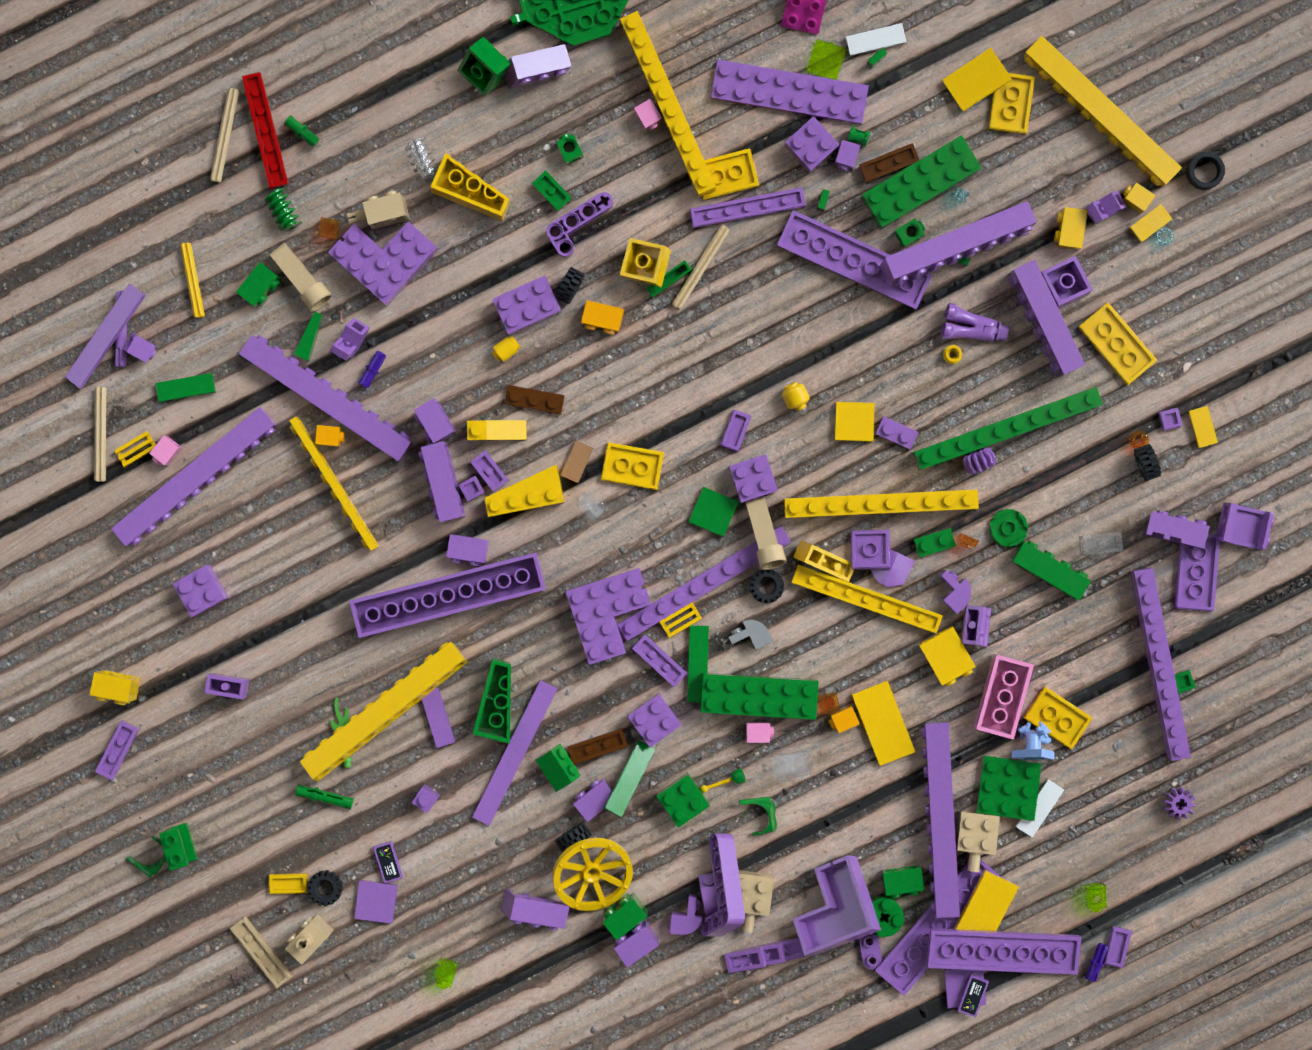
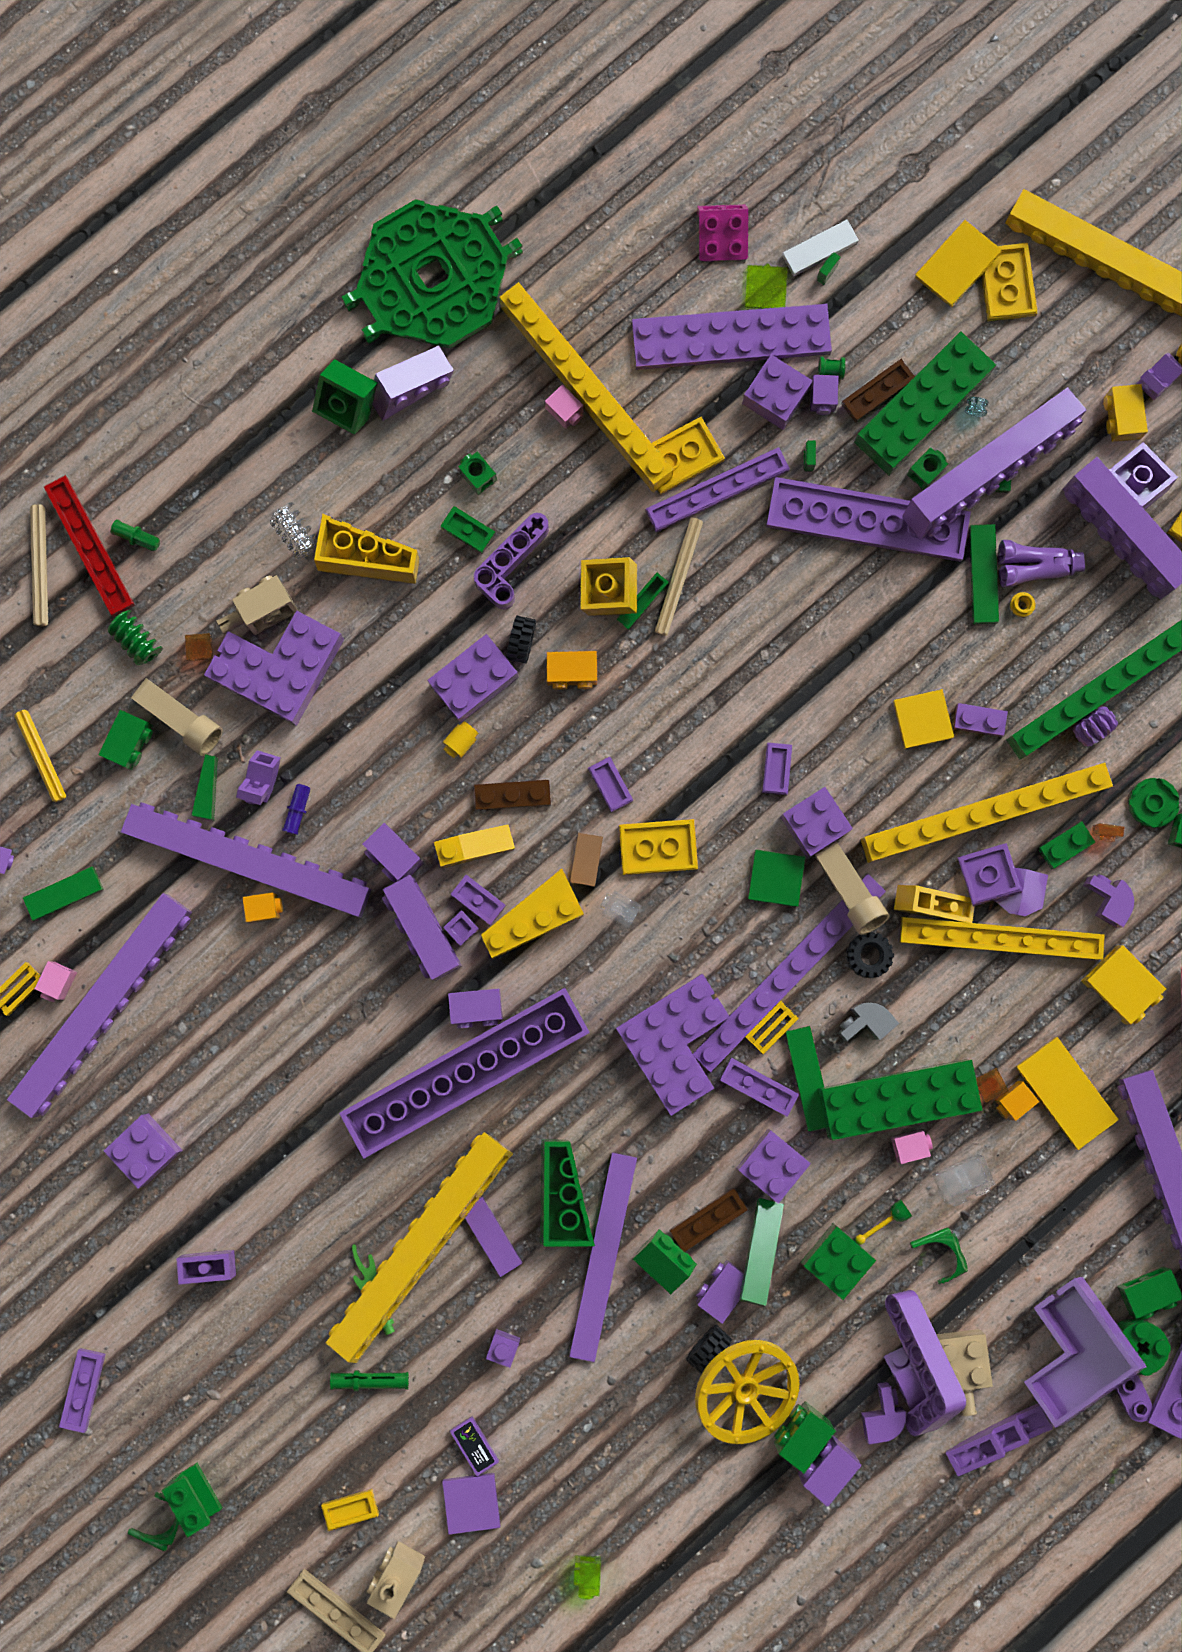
camera: 15 degrees left, 5 degrees down
(114, 686) = (59, 1306): yellow brick -> none
(321, 899) = (393, 1518): black tyre -> none
(329, 477) = (289, 974): yellow plate -> none
(534, 910) = (683, 1460): medium lavender wedge -> none
(609, 410) = (610, 784): none -> medium lavender tile
(795, 396) = (841, 705): yellow head -> none
(930, 323) = (984, 574): none -> green tile
(976, 625) = (1151, 936): medium lavender brick -> none

